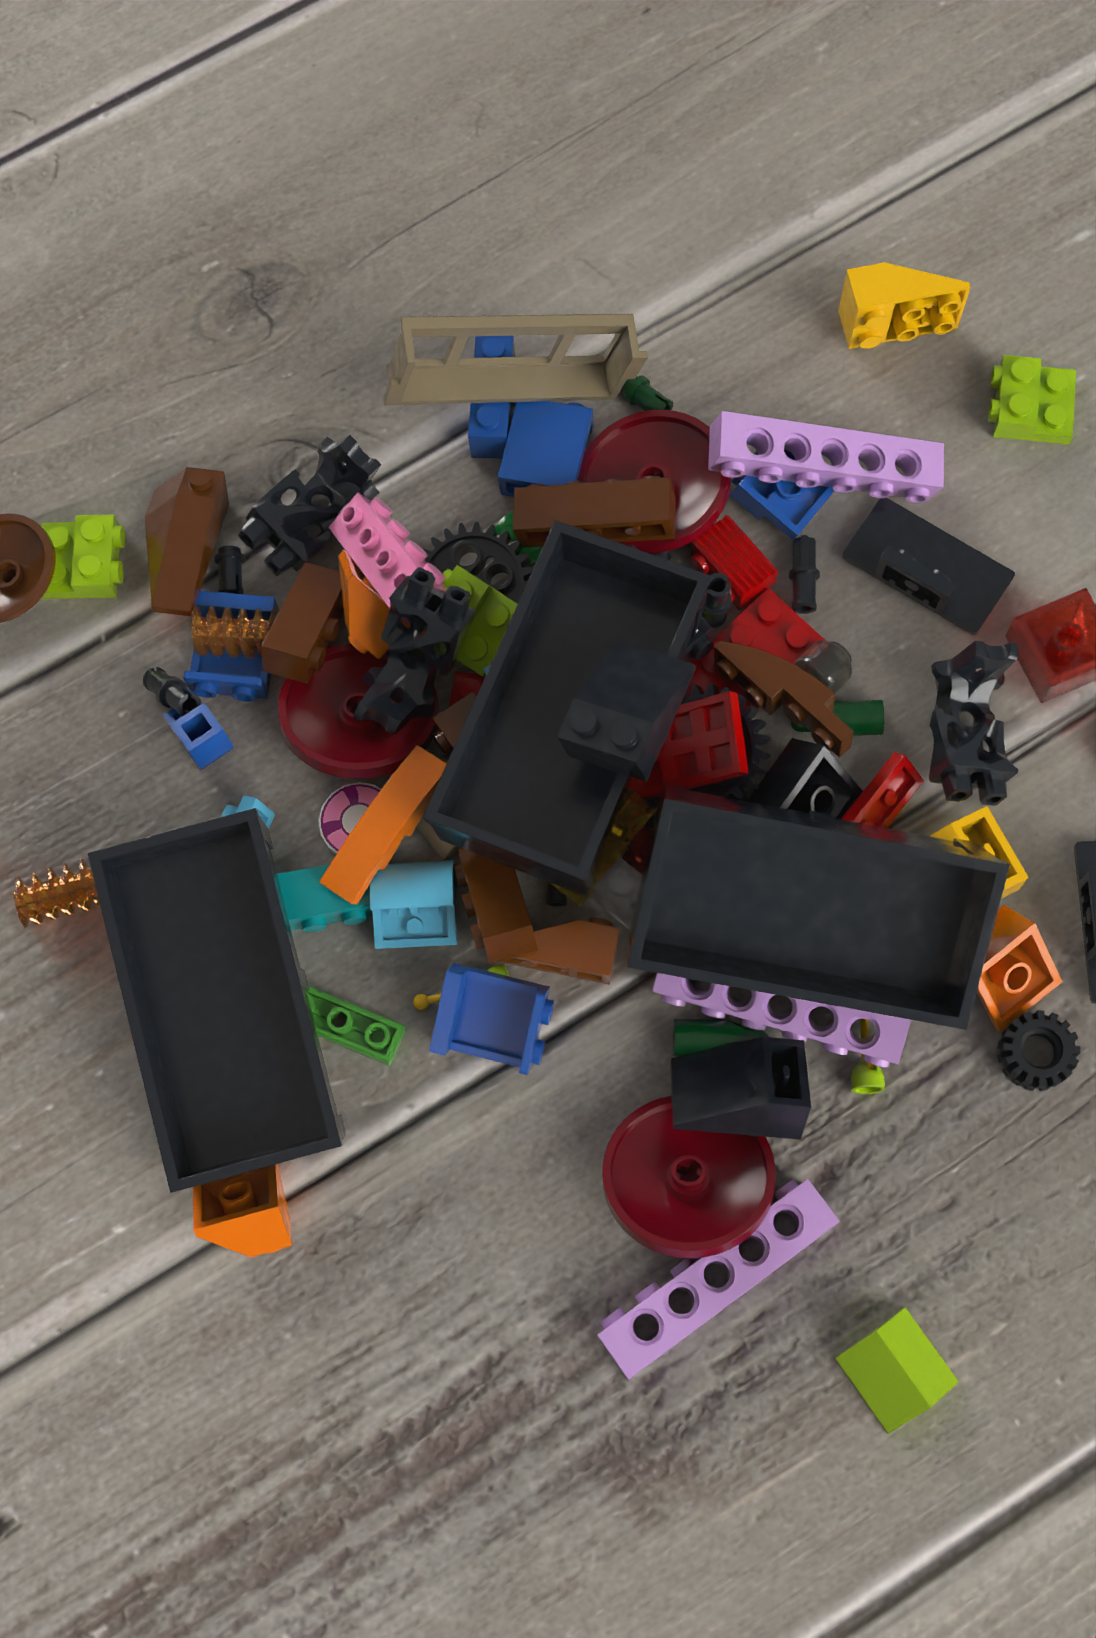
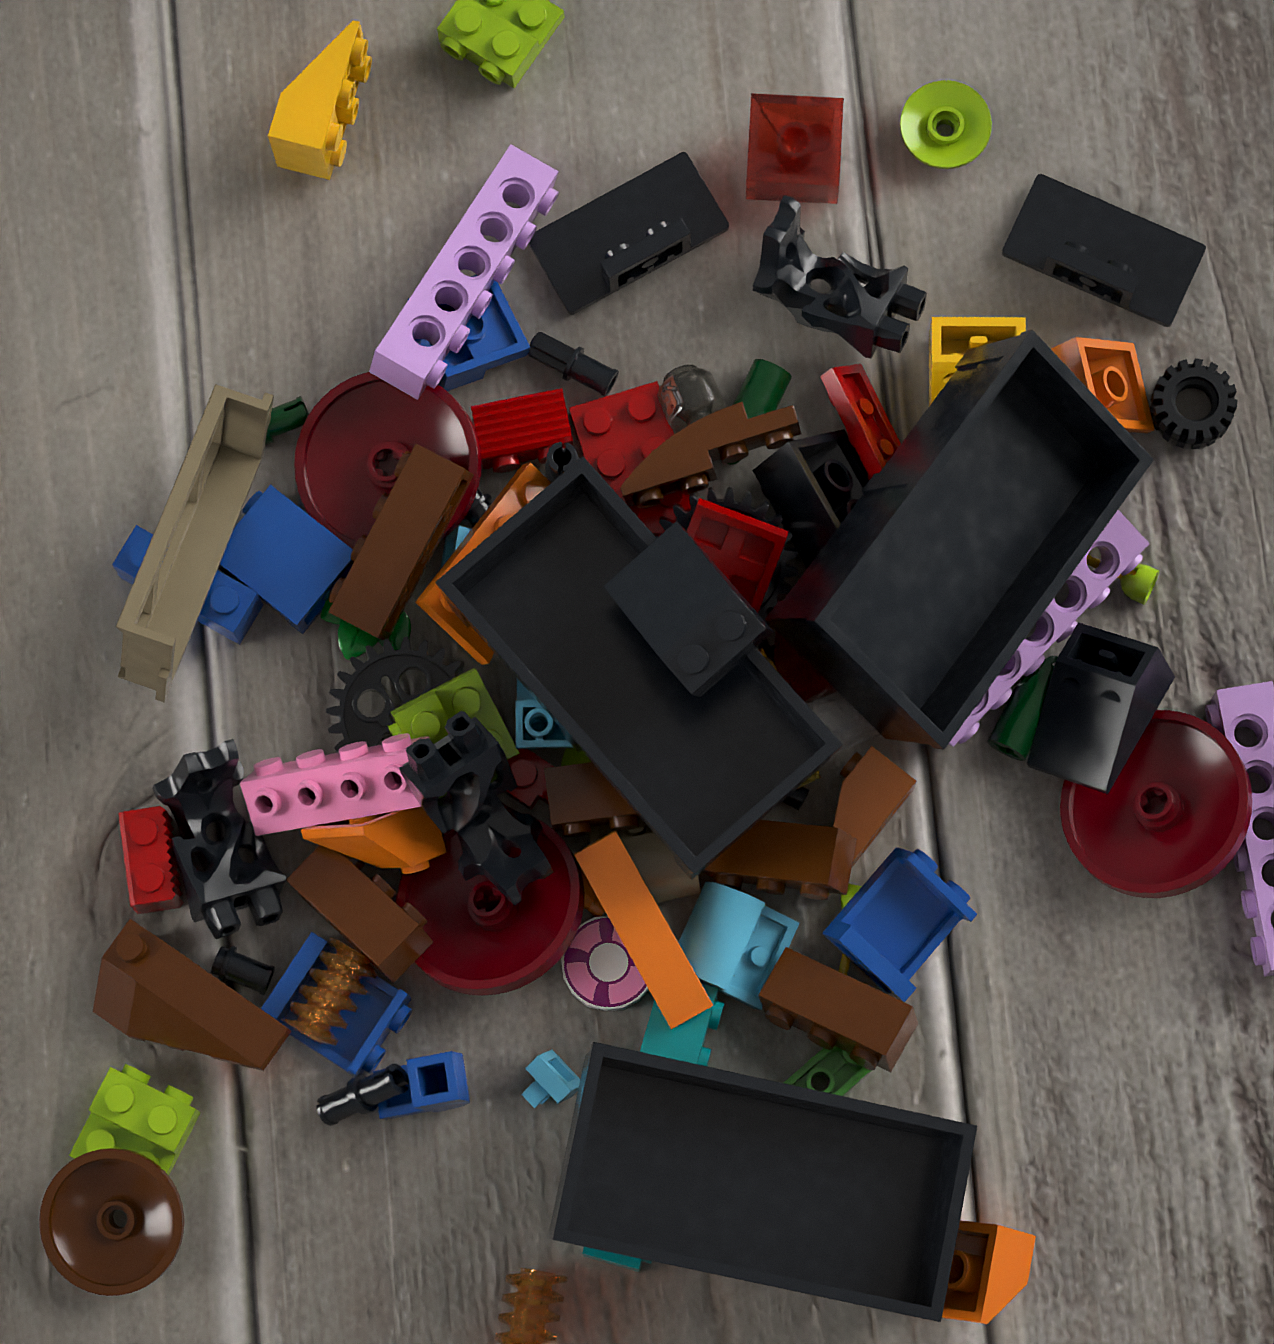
camera: 65 degrees left, 5 degrees up
(276, 461) = (150, 860): none -> red brick
(396, 1003) = (837, 1011): none -> reddish brown brick

